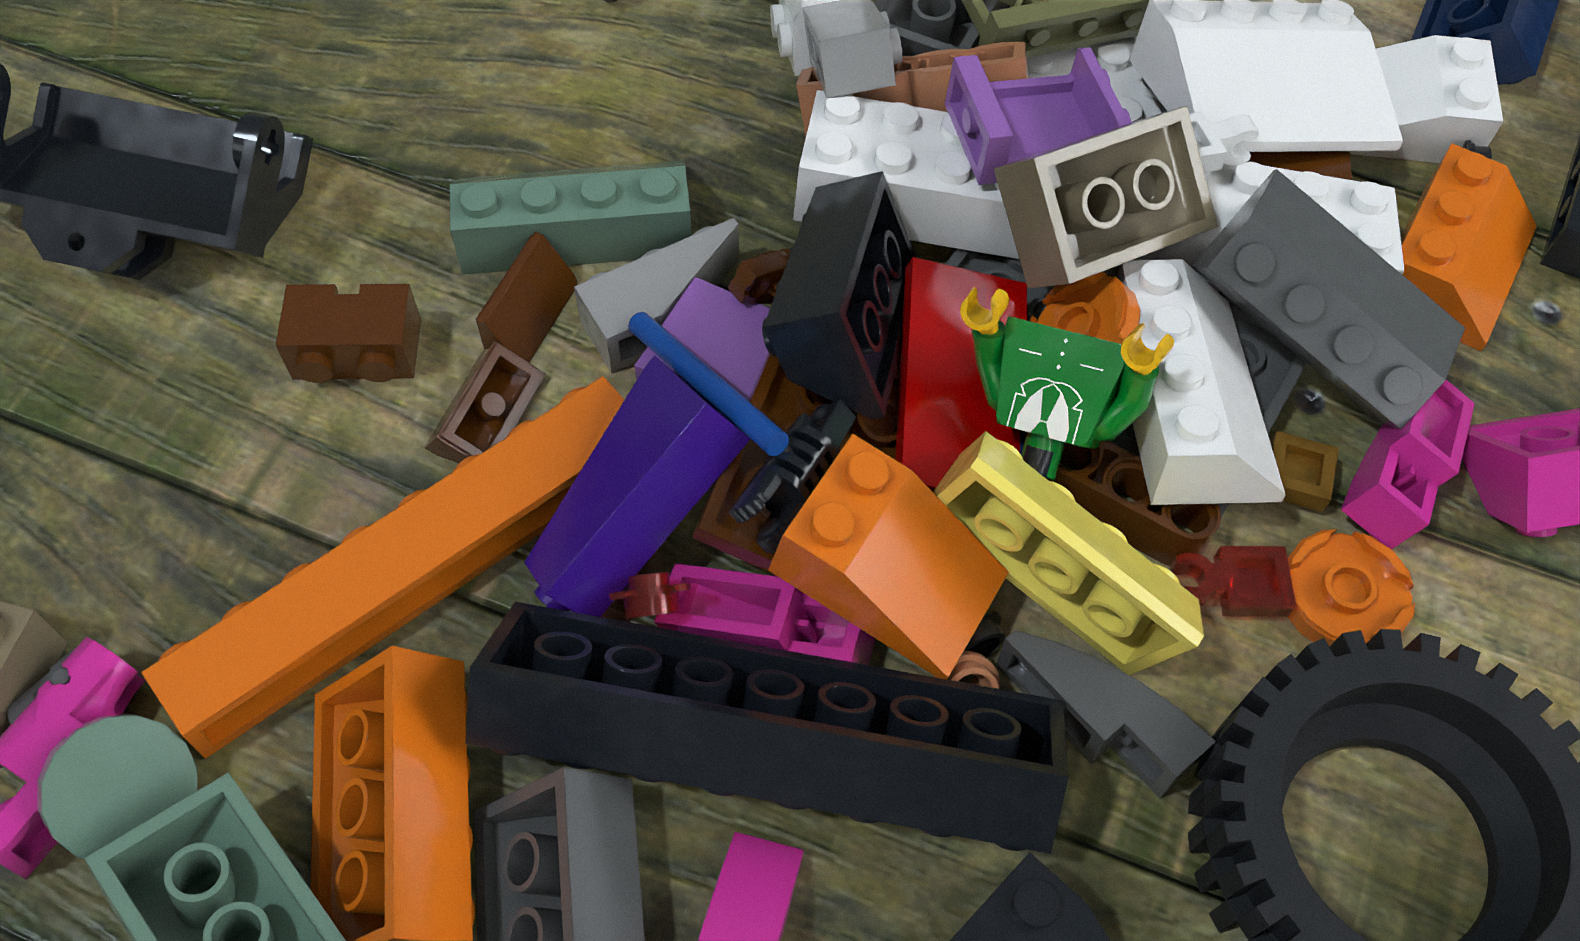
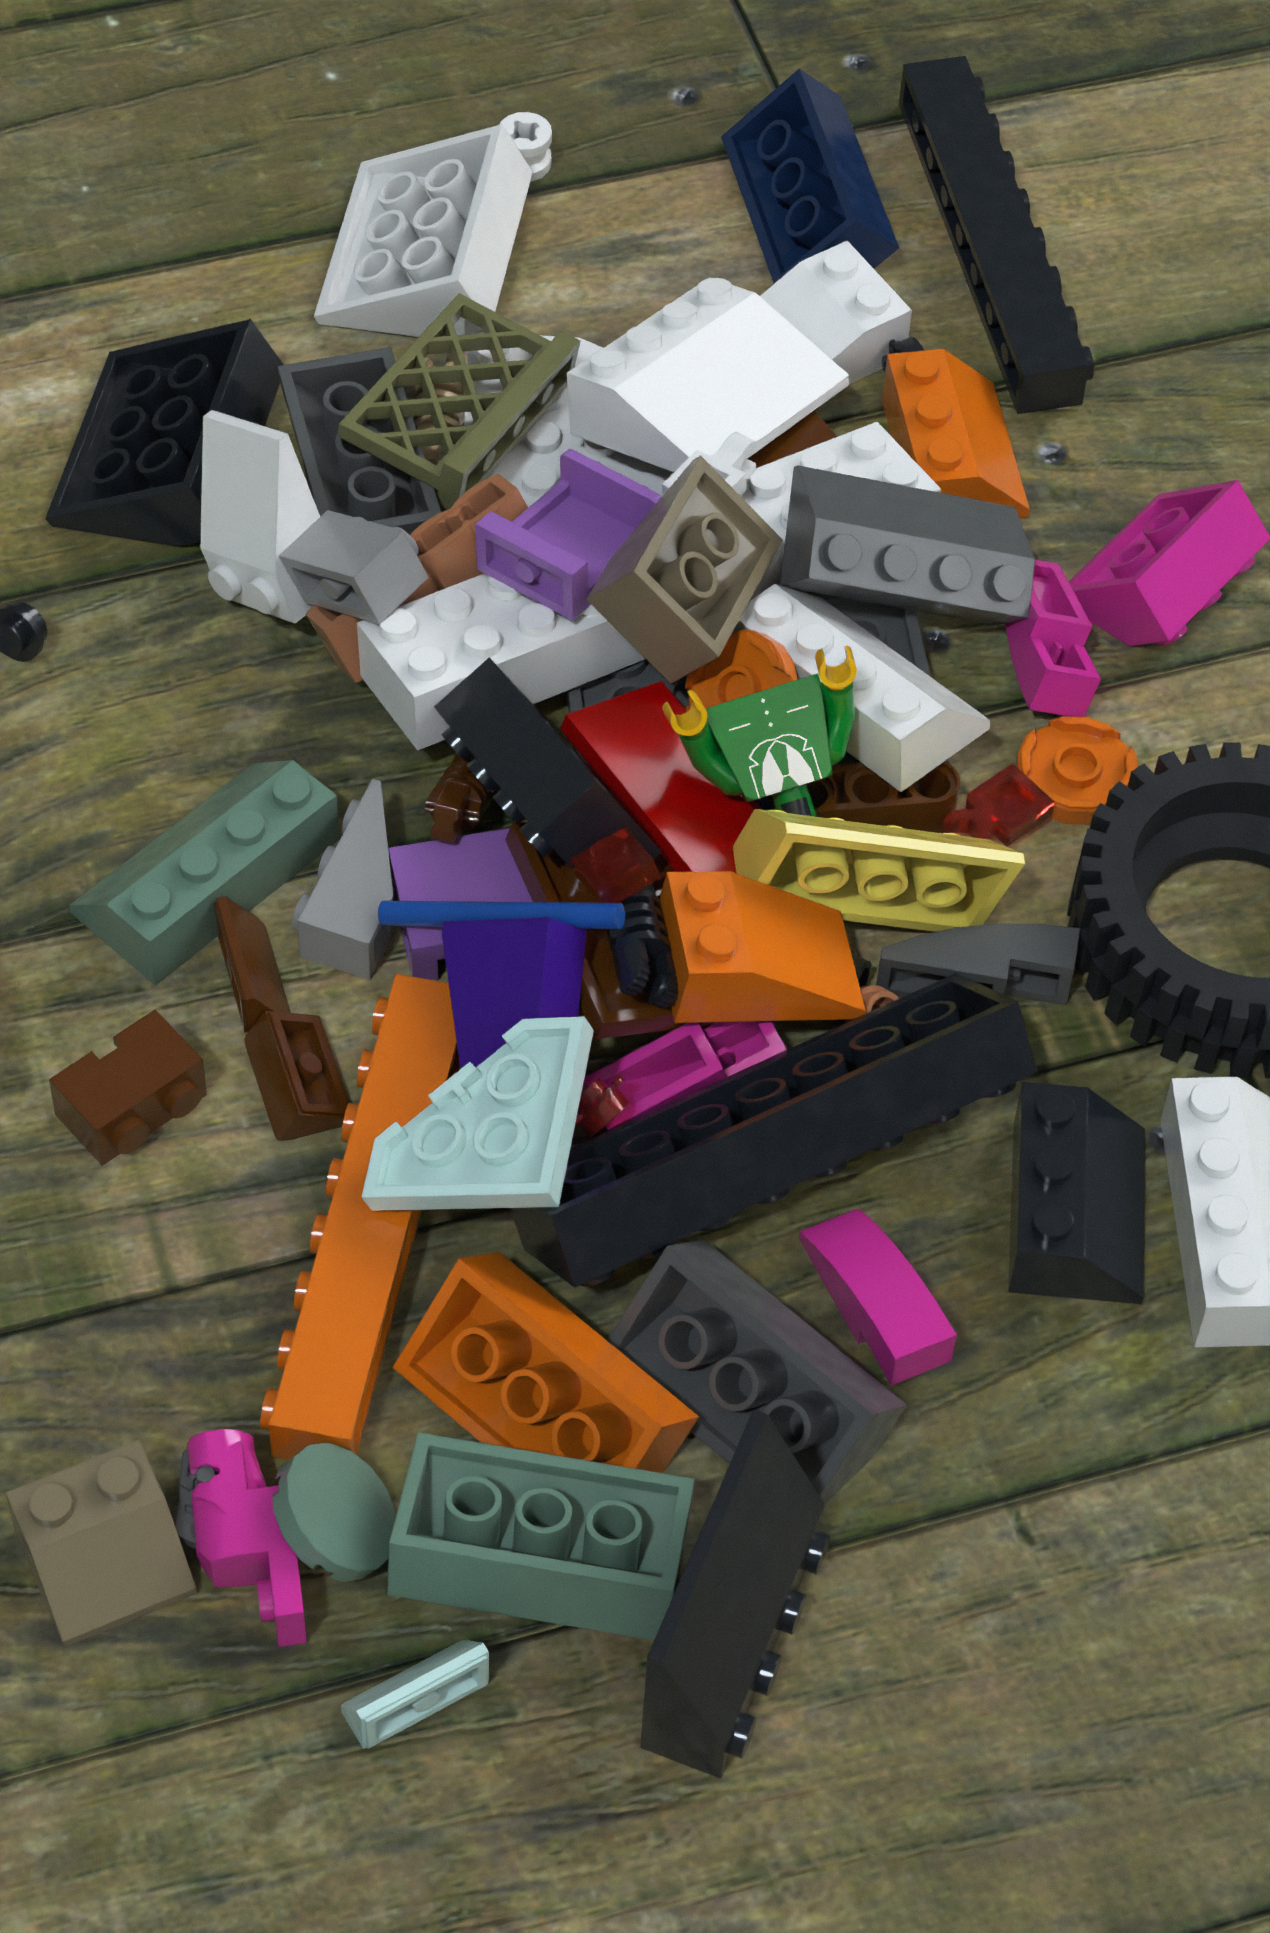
camera: 40 degrees left, 5 degrees down
(518, 555) = (492, 1130): none -> light aqua plate
(815, 401) = (615, 867): none -> clear red plate
(1305, 469) = (984, 692): pearl gold plate -> none

